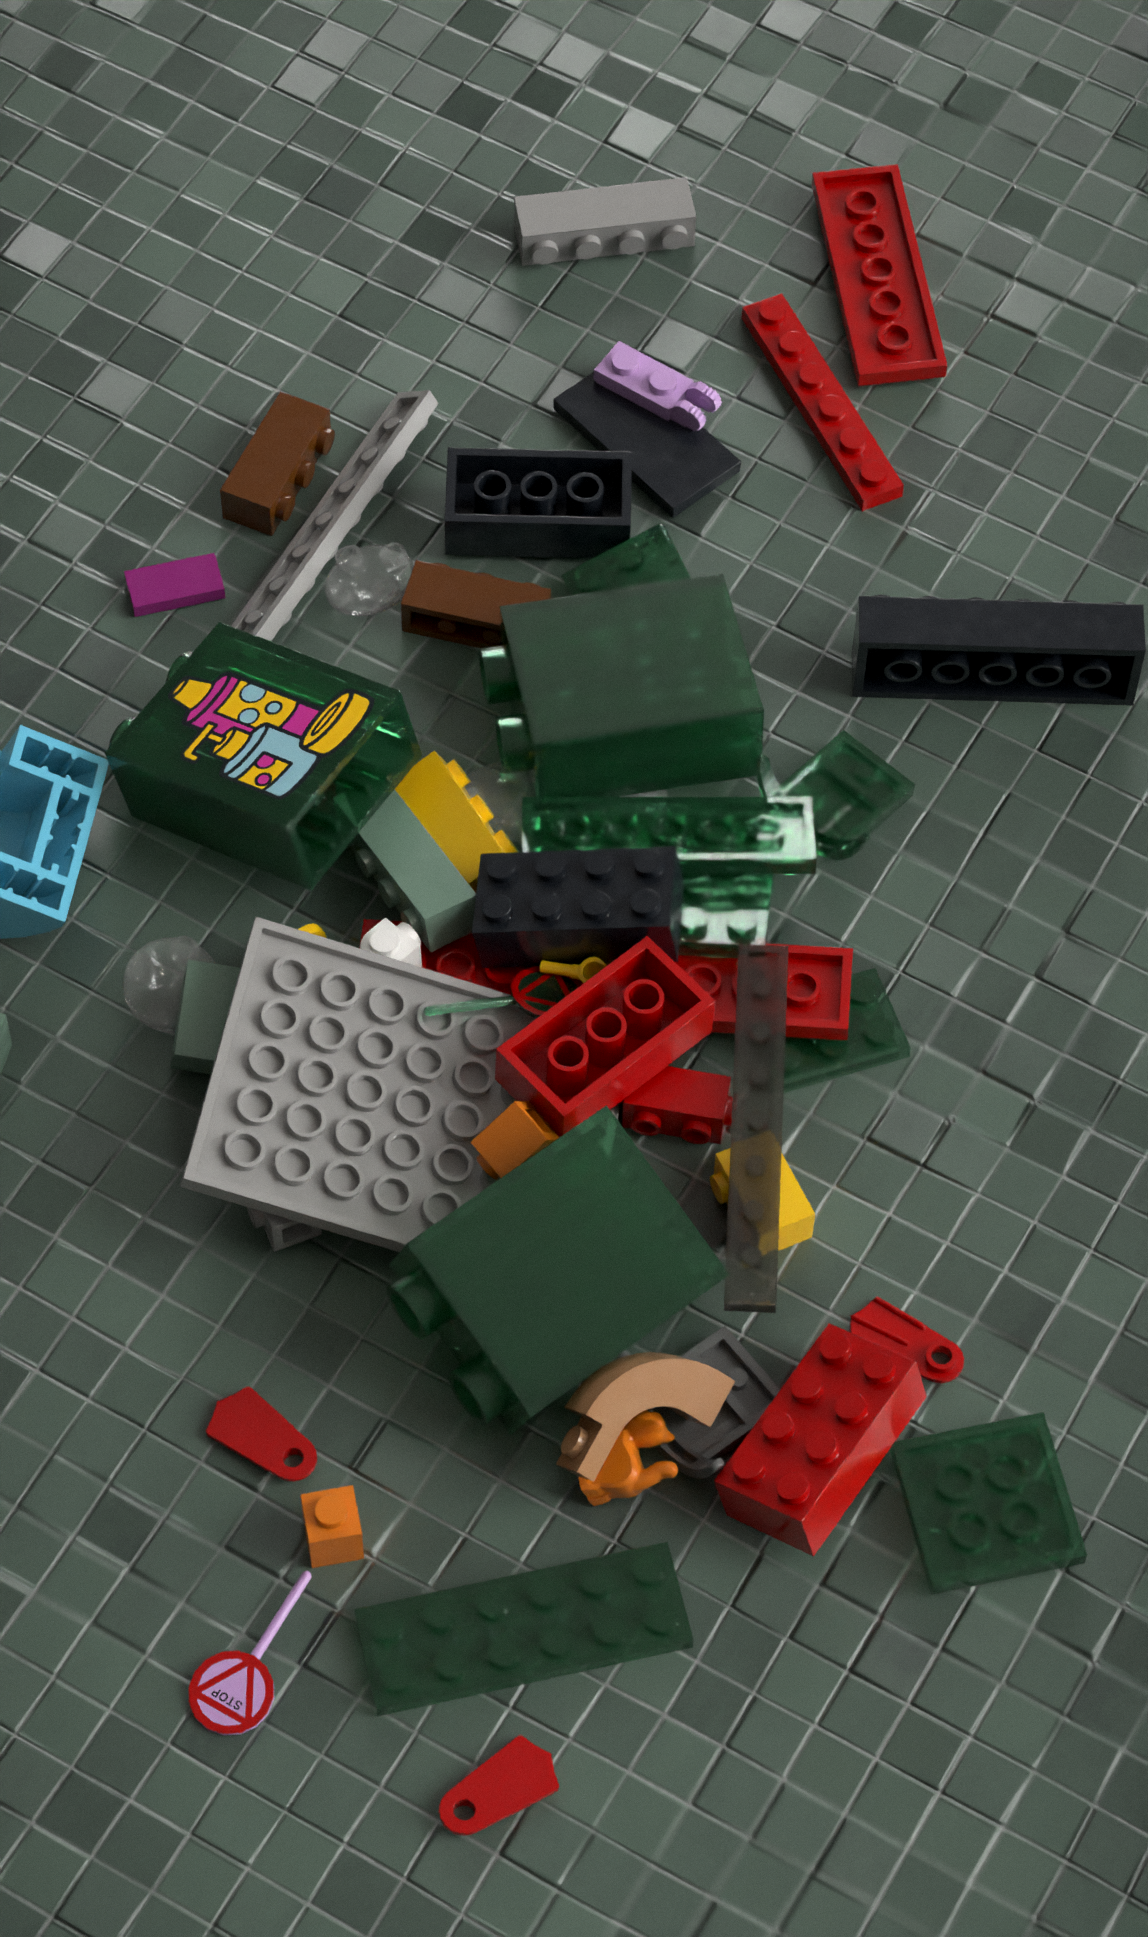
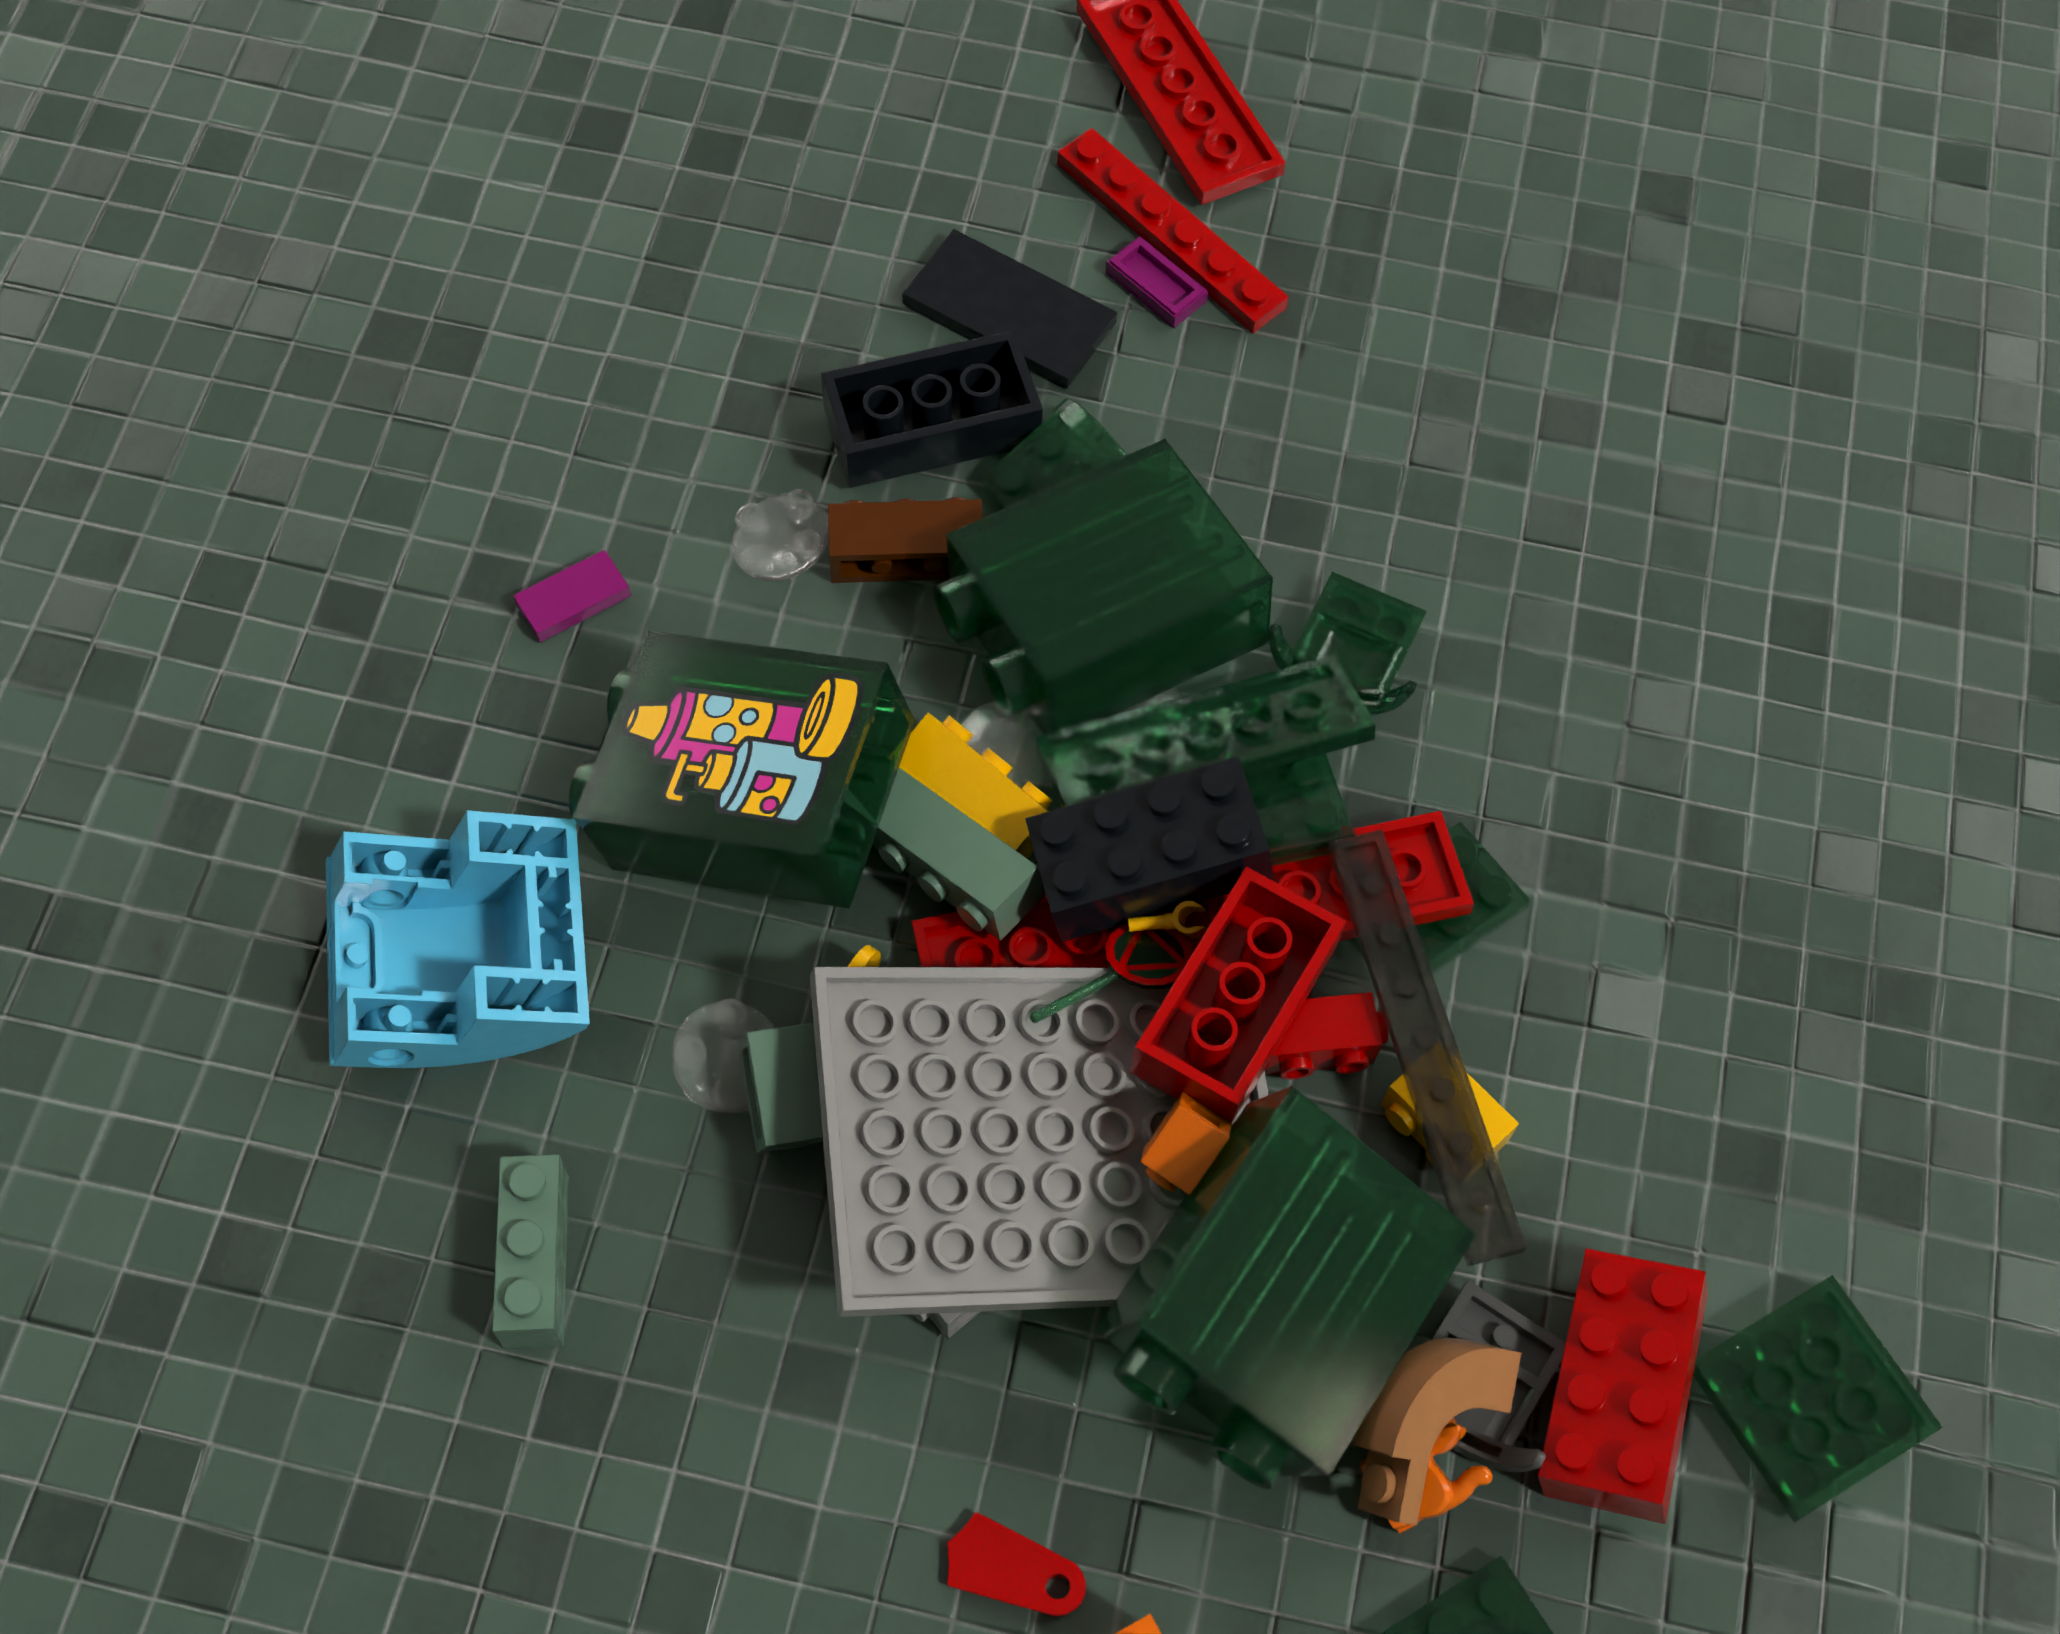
camera: 20 degrees left, 5 degrees up
(277, 464) = (639, 435): reddish brown brick -> none
(336, 514) = (719, 479): light grey plate -> none
(394, 941) = (962, 945): white plate -> none
(604, 221) = (886, 95): light grey brick -> none
(656, 387) = (1005, 255): lavender hinge -> none
(790, 444) = (1156, 281): none -> magenta tile
(905, 1335) = (1648, 1232): red piece -> none
(997, 650) = (1457, 446): black brick -> none

